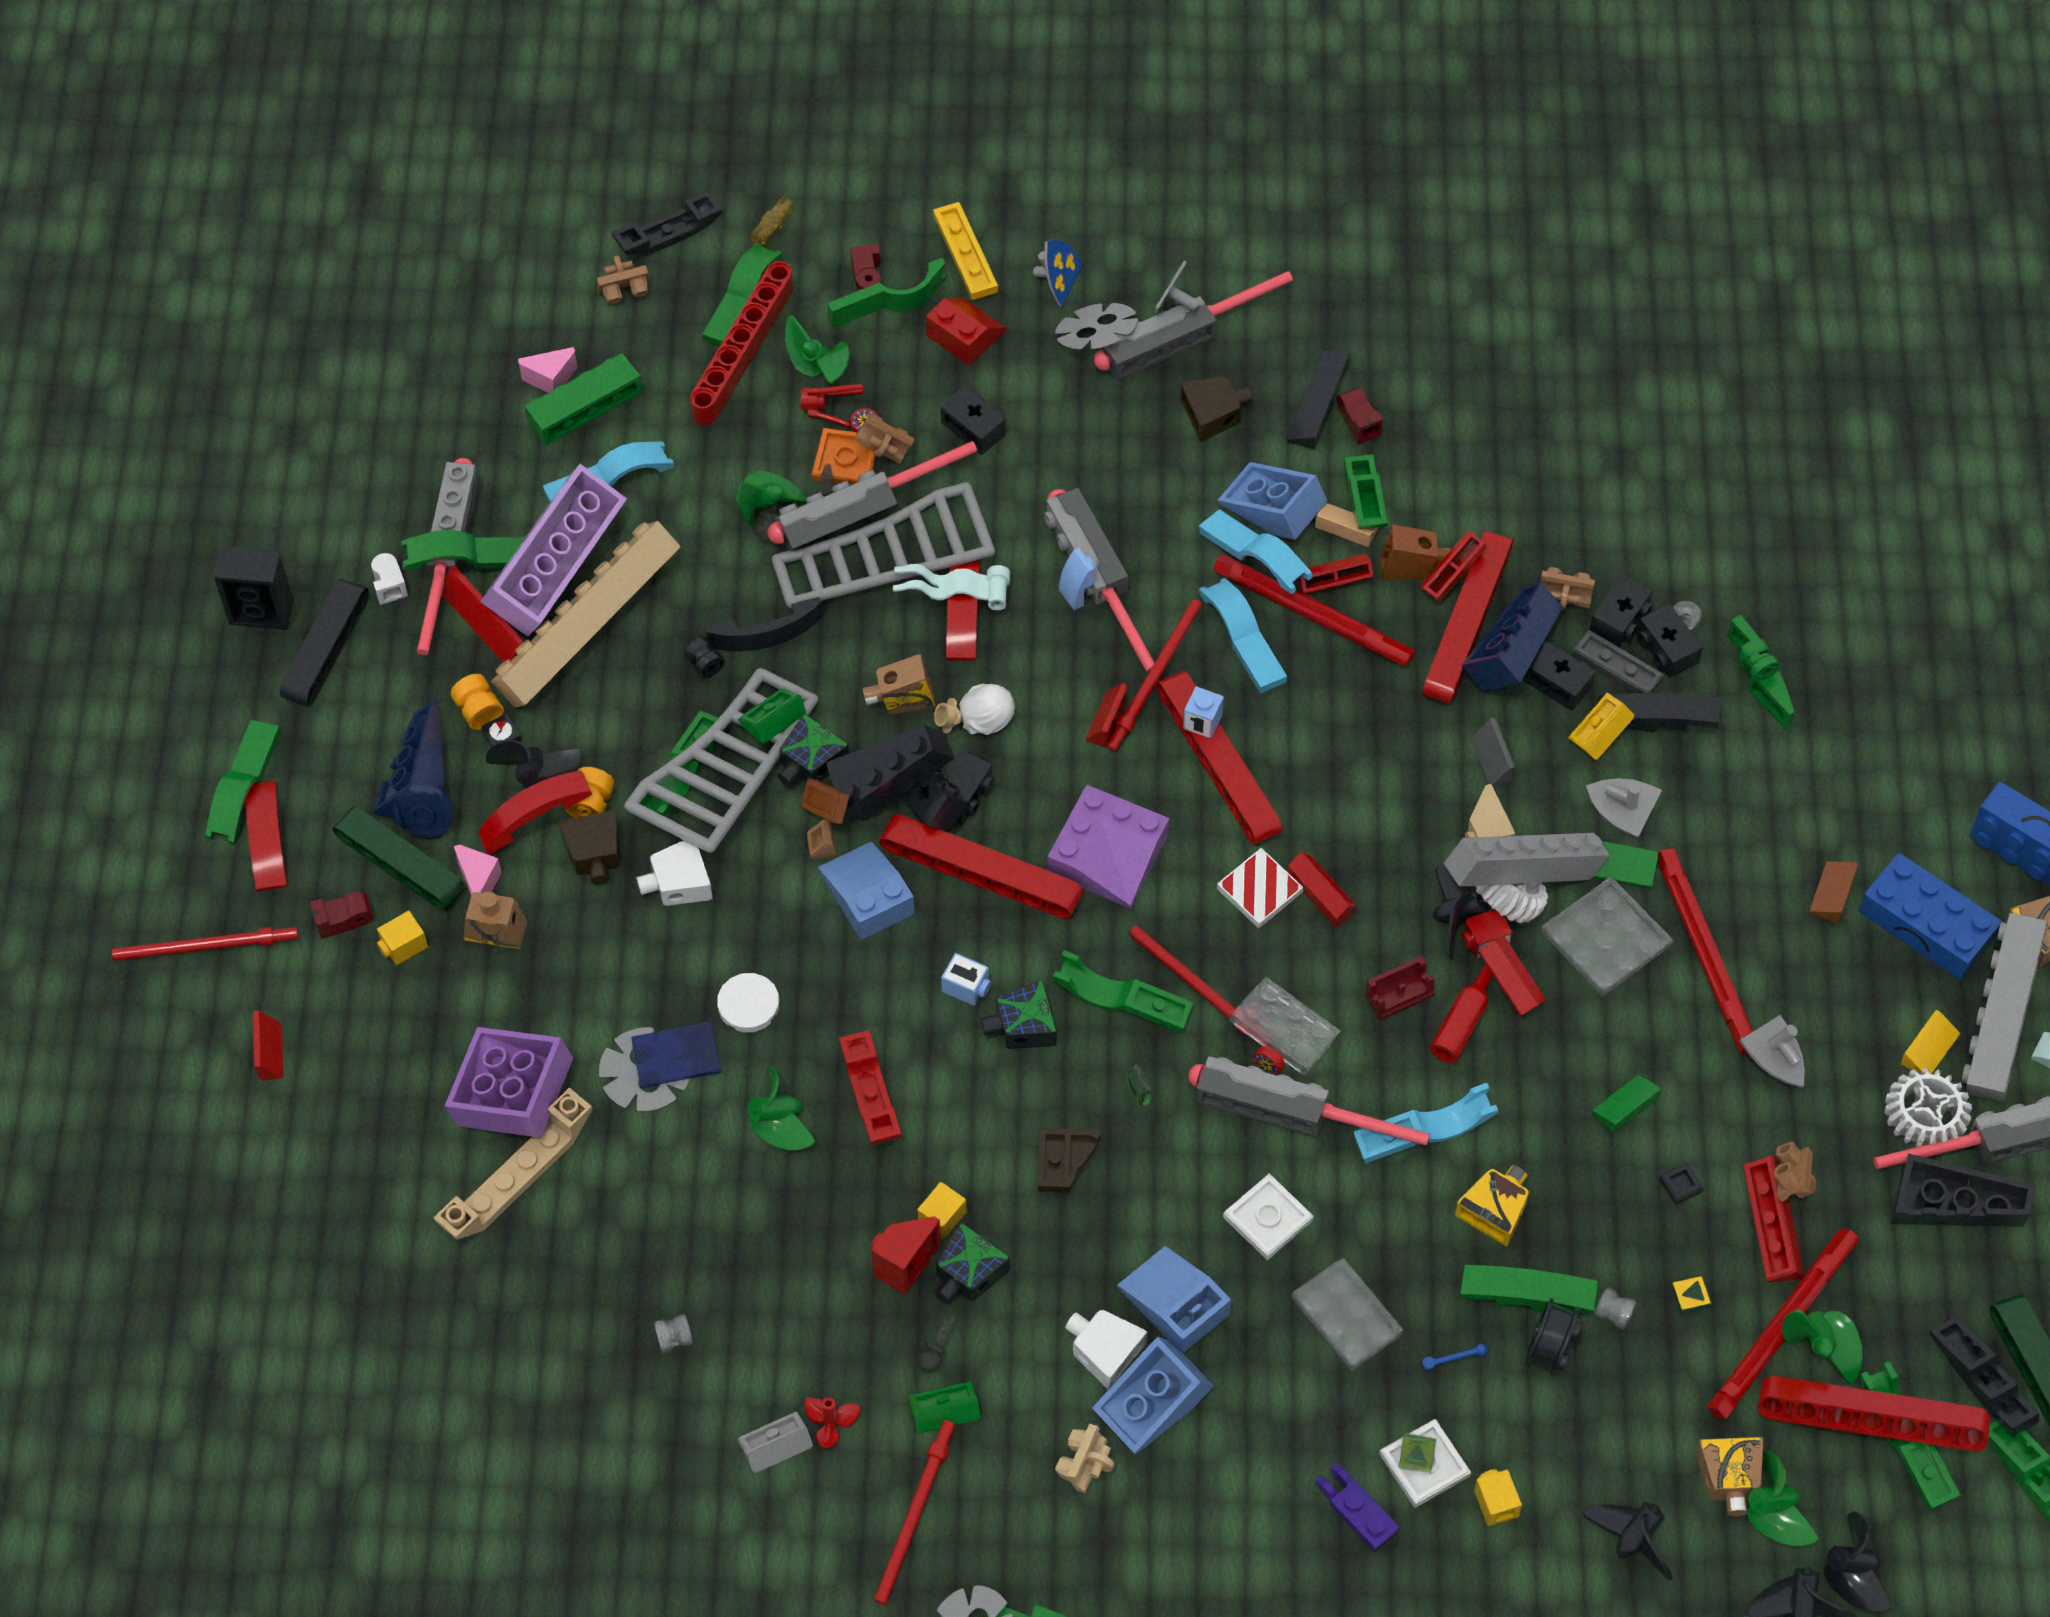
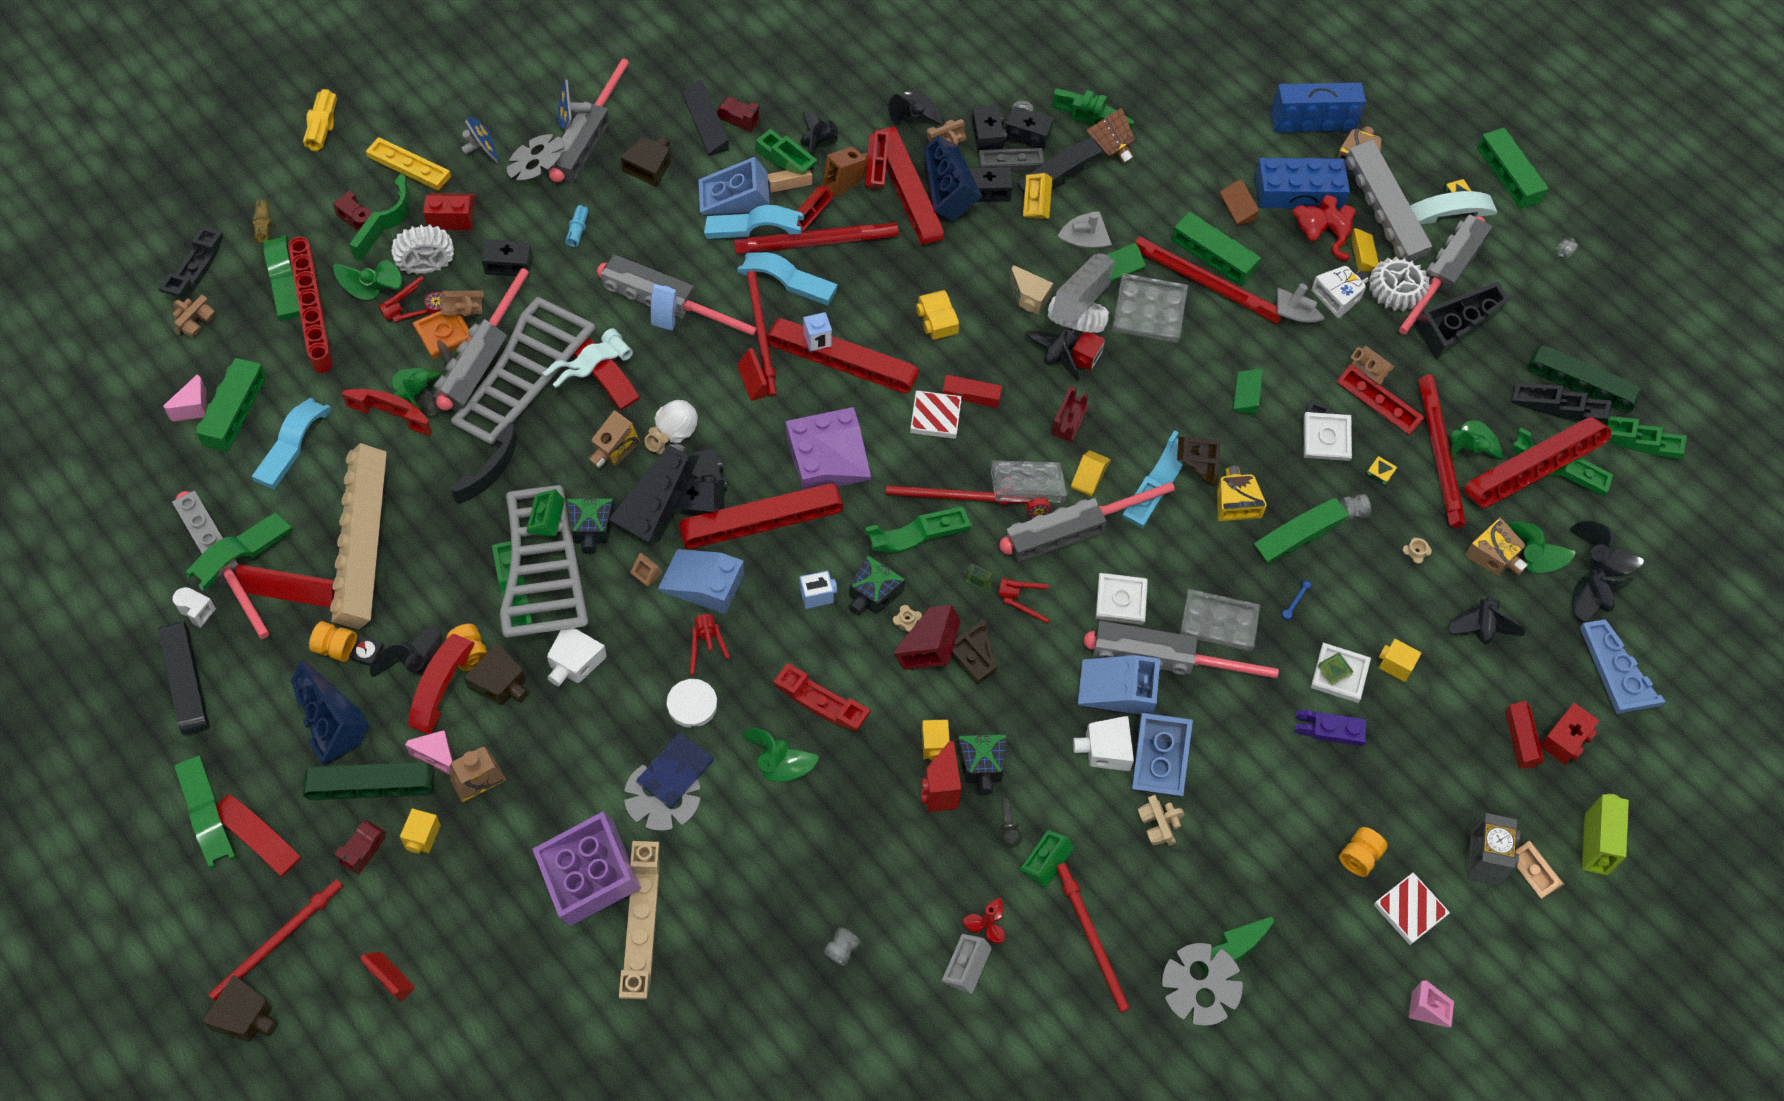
camera: 45 degrees left, 0 degrees up
(123, 984) = (240, 1012): none -> dark brown torso
(254, 588) = (102, 673): black brick -> none
(423, 810) = (362, 736): dark blue tile -> none
(553, 550) = (302, 509): lavender brick -> none
(704, 657) = (464, 510): black wheel -> none
(709, 480) = (364, 399): none -> red slope
(822, 939) = (705, 629): none -> red plant
(824, 800) = (630, 542): dark orange tile -> none
(892, 356) = (422, 249): none -> white gear
(919, 145) = (320, 120): none -> yellow piece
(1027, 1109) = (930, 639): none -> dark red slope
(1029, 1082) = (904, 624): none -> tan plate
(1074, 431) = (576, 226): none -> medium azure axle
(1161, 1123) = (1011, 589): none -> red plant
(1252, 1296) = (1174, 650): none -> piece
(1361, 783) = (938, 315): none -> yellow brick
(1364, 1063) = (1090, 472): none -> yellow slope
(1426, 492) = (817, 131): none -> black piece
(1461, 1019) = (1119, 406): red piece -> none
(1488, 1130) = (1200, 457): none -> dark brown wing
(1493, 754) = (994, 250): dark grey slope -> none
(1511, 975) = (1125, 364): red piece -> none
(1551, 1337) = (1344, 545): black wheel -> none
(1556, 528) = (913, 104): none -> black piece
(1644, 1396) = (1420, 545): none -> tan plate
(1665, 1214) = (1327, 436): none -> white tile
(1749, 922) = (1215, 249): none -> green brick
(1753, 714) = (1113, 136): none -> dark orange torso
(1851, 1067) = (1340, 289): none -> white torso
(1899, 969) = (1315, 220): none -> red animal

